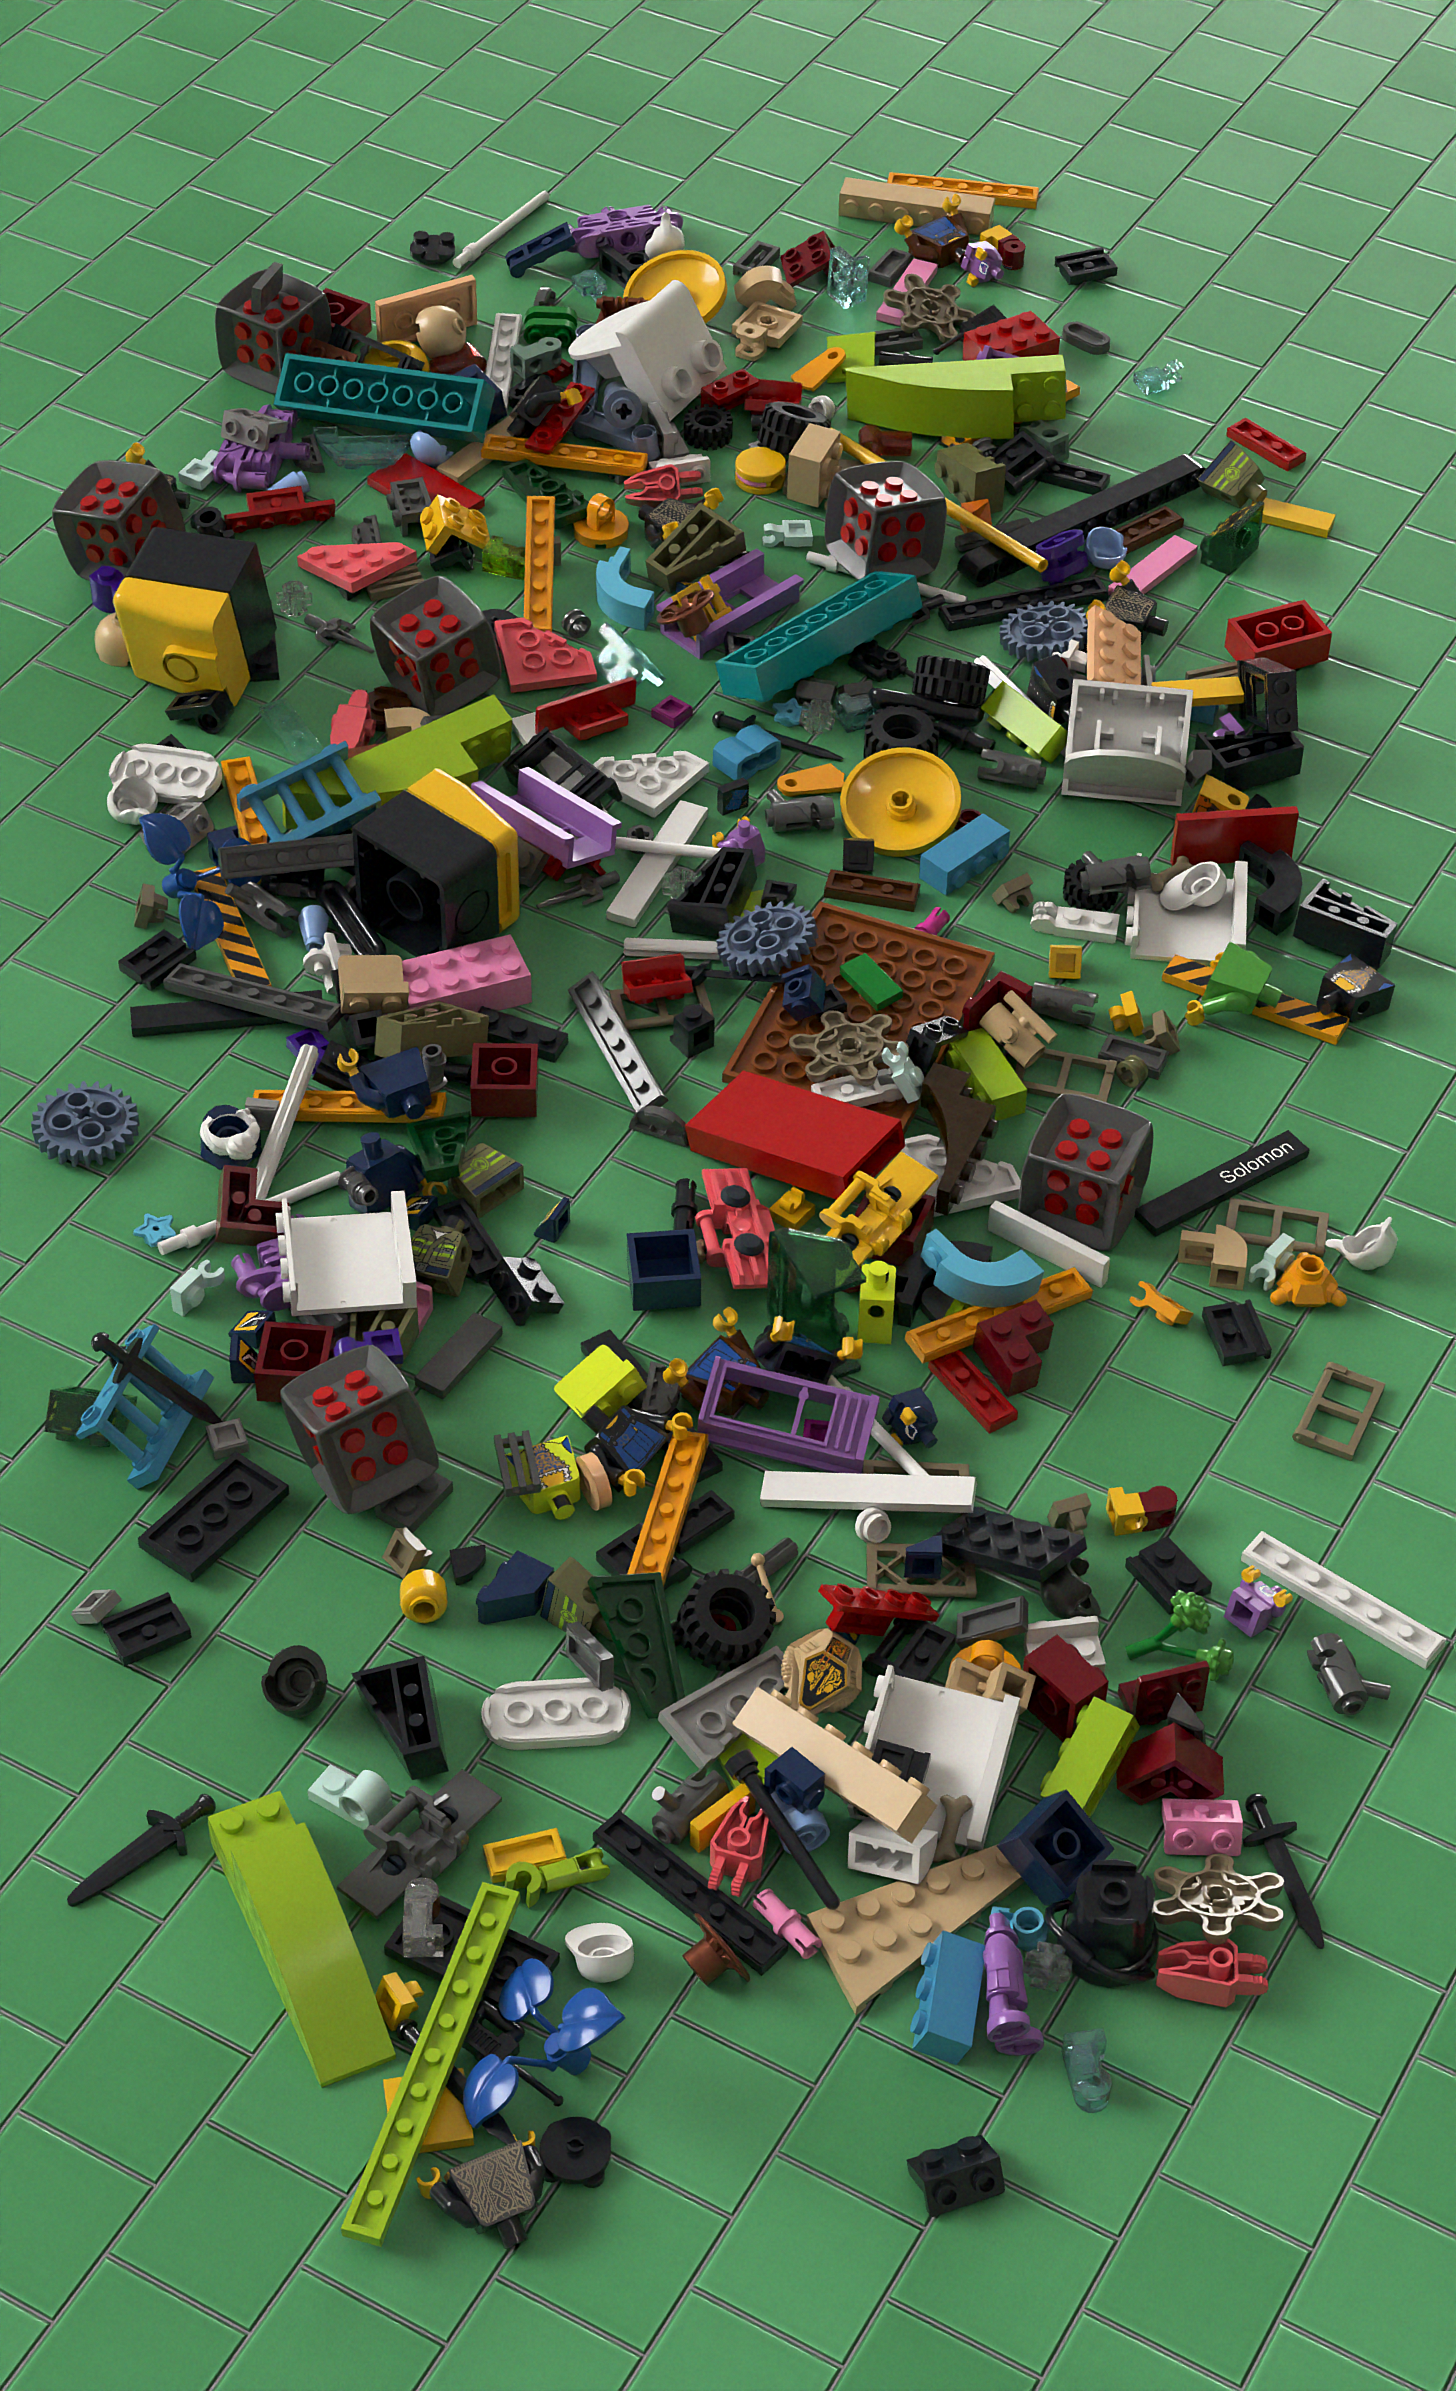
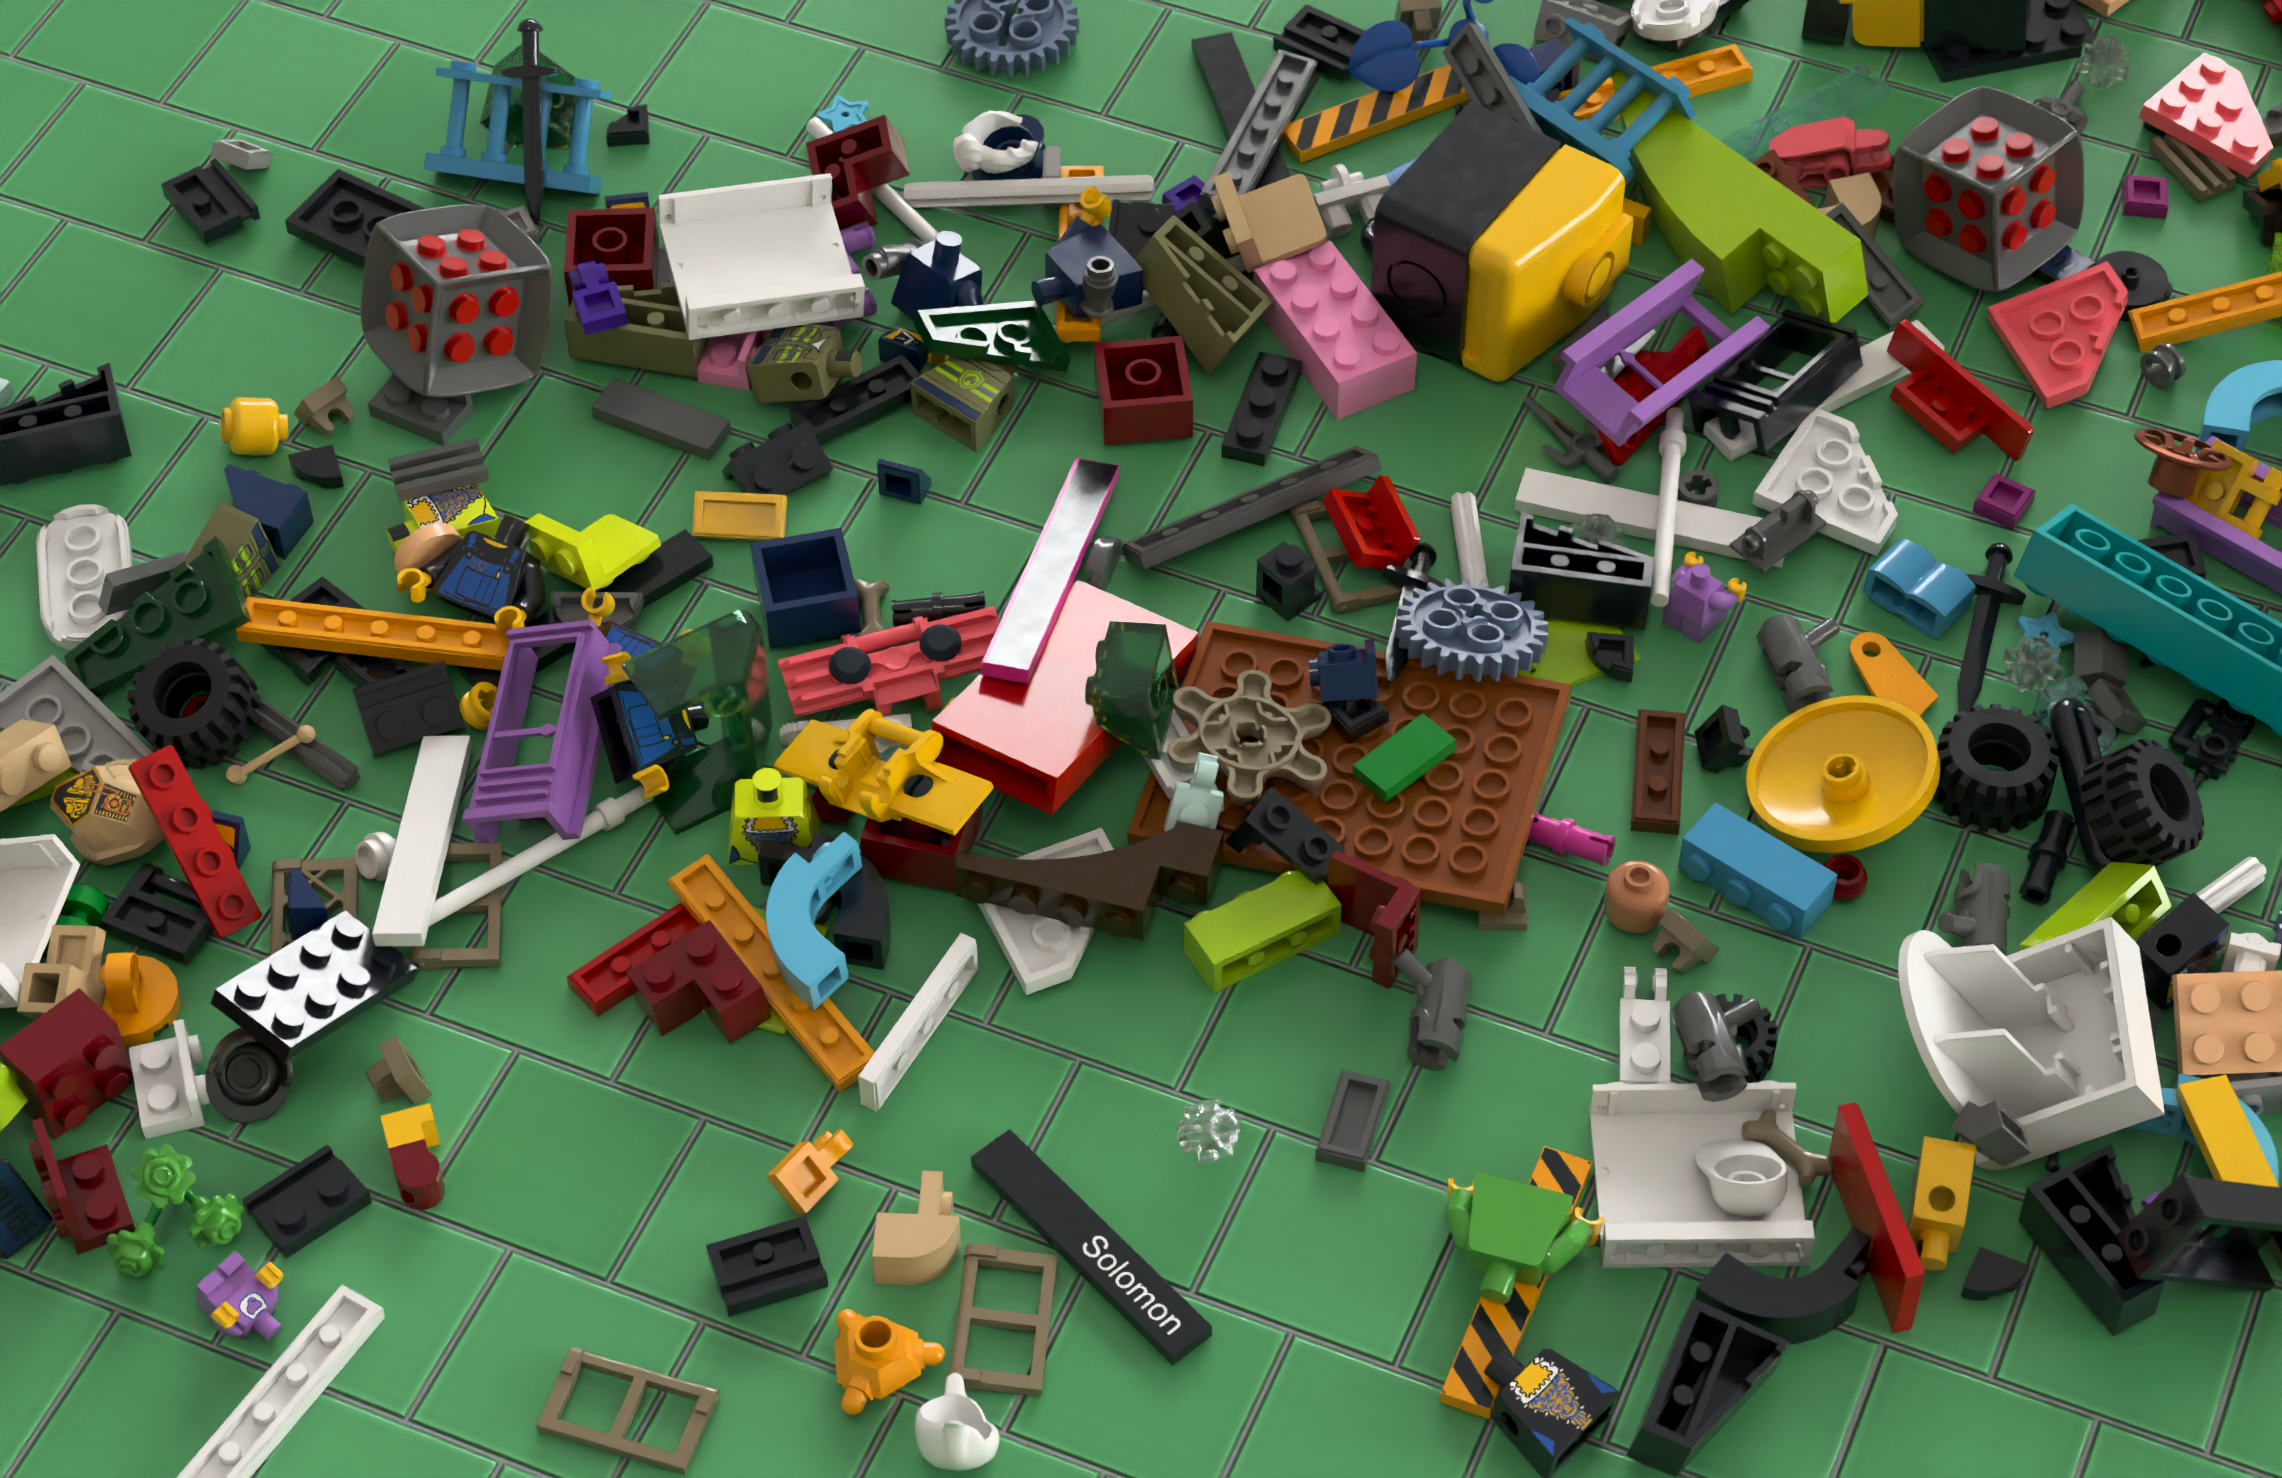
camera: 85 degrees right, 5 degrees up
(189, 1289) = (740, 157): light aqua plate -> none
(258, 902) = (1432, 121): dark grey piece -> none
(295, 1681) = (109, 327): pearl dark grey helmet -> none
(574, 1311) = (739, 516): none -> yellow tile
(624, 659) = (2086, 425): clear light blue bracket -> none
(679, 1132) = (1050, 571): none -> tile
(693, 799) = (1780, 531): none -> dark grey hinge
(733, 796) = (1813, 580): black tile -> none
(738, 1461) = (471, 706): none -> yellow bush
(739, 1500) = (408, 707): none -> black plate
(823, 1072) = (1134, 685): none -> clear green slope
(912, 1418) = (560, 882): dark blue piece -> none
(983, 904) = (1636, 896): none -> nougat head
(992, 1622) = (196, 988): dark grey tile -> none
(1018, 1029) = (1325, 936): tan pin -> none
(1065, 961) = (1537, 1013): yellow tile -> none
(1069, 1059) = (1304, 1089): dark tan window -> none
(1087, 1169) = (1020, 1028): dark grey piece -> none
(1127, 1015) = (1432, 1104): yellow tile -> none
(1132, 1071) = (1306, 1112): olive bush -> none
(1150, 1109) = (1208, 1130): none -> clear gear
(1162, 1033) = (1398, 1151): dark tan tile -> none
(1275, 1260) = (915, 1306): light aqua plate -> none
(1339, 1677) = (99, 1404): dark grey piece -> none

